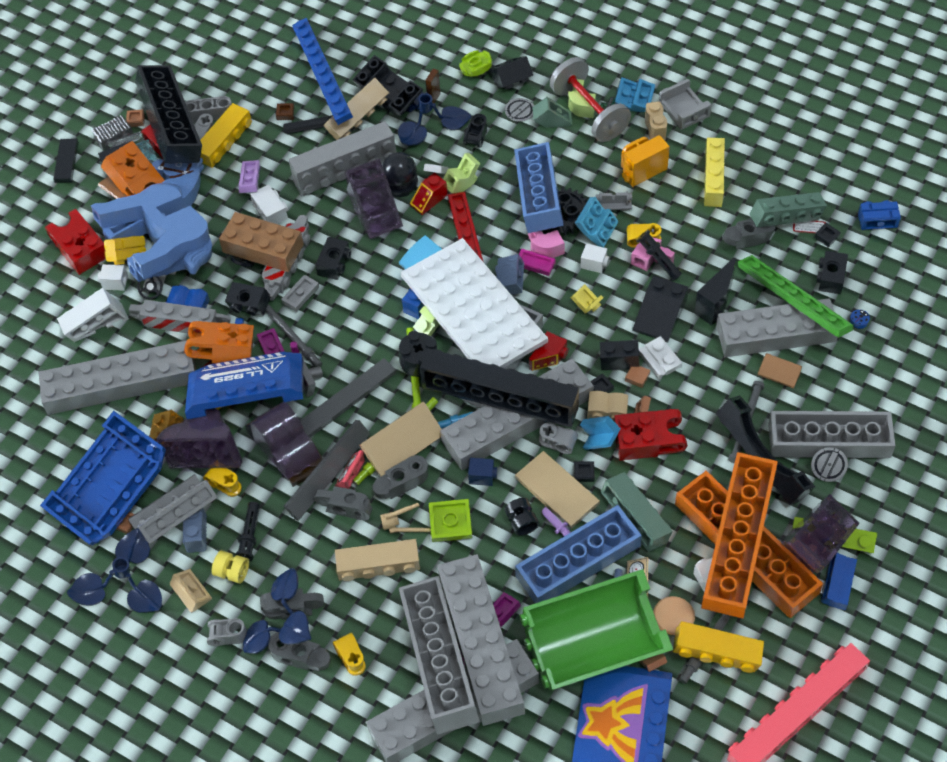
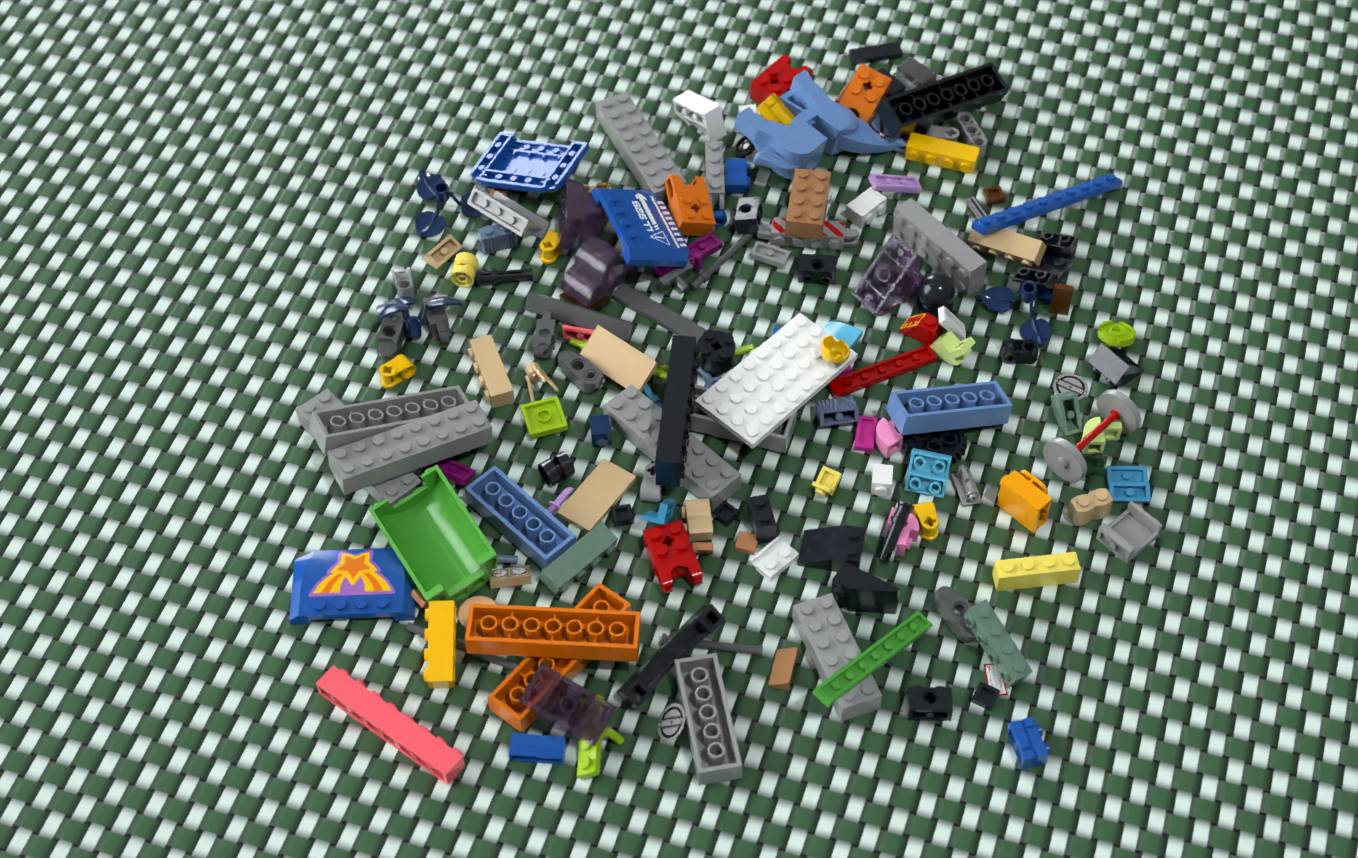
camera: 75 degrees right, 5 degrees down
(464, 248) = (834, 351): none -> yellow hair
(550, 353) = (753, 461): red slope -> none
(859, 319) = (875, 739): blue tile -> none

